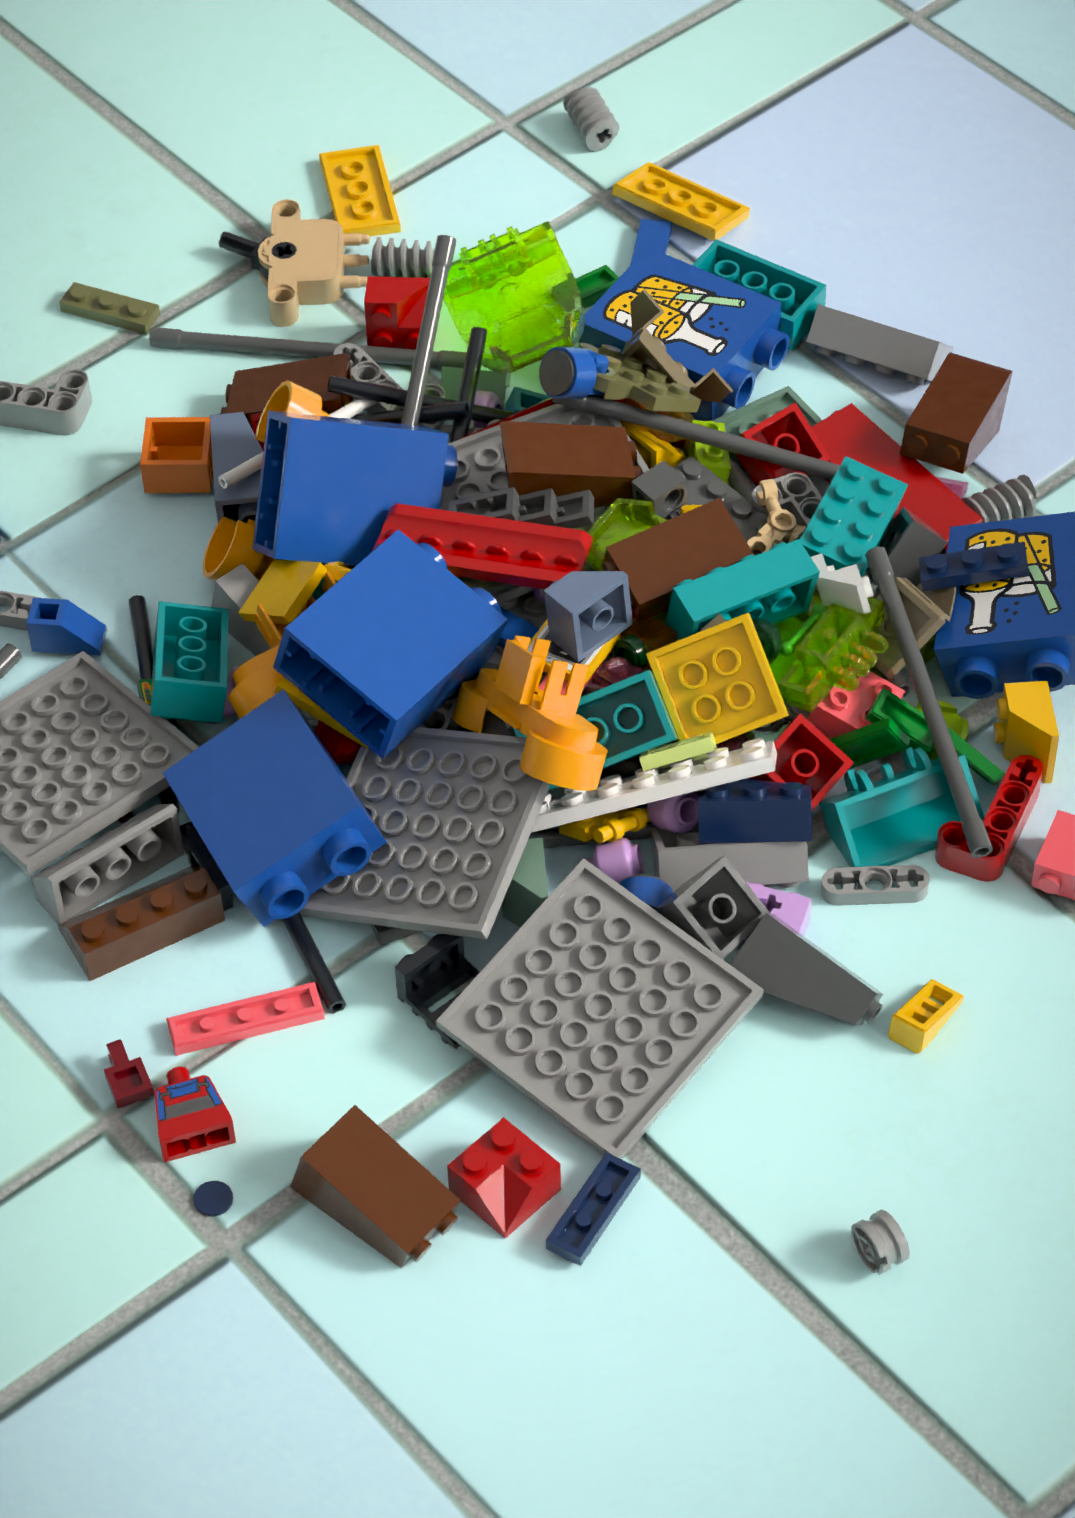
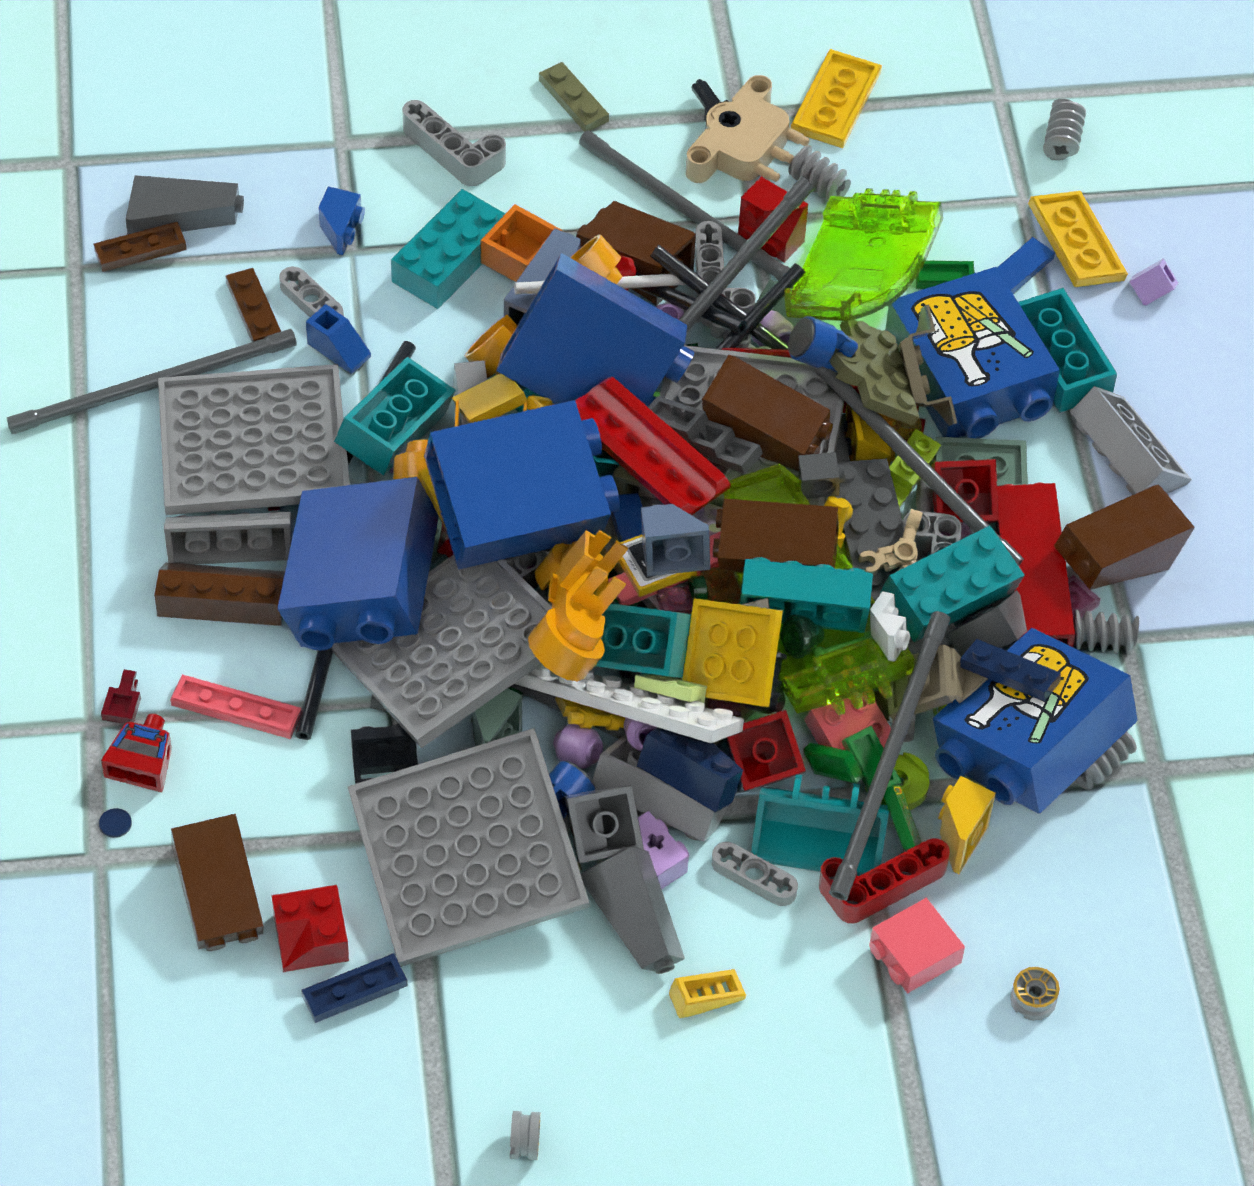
camera: 30 degrees right, 5 degrees up
(105, 495) = (445, 249): none -> teal brick
(779, 202) = (1154, 282): none -> medium lavender panel

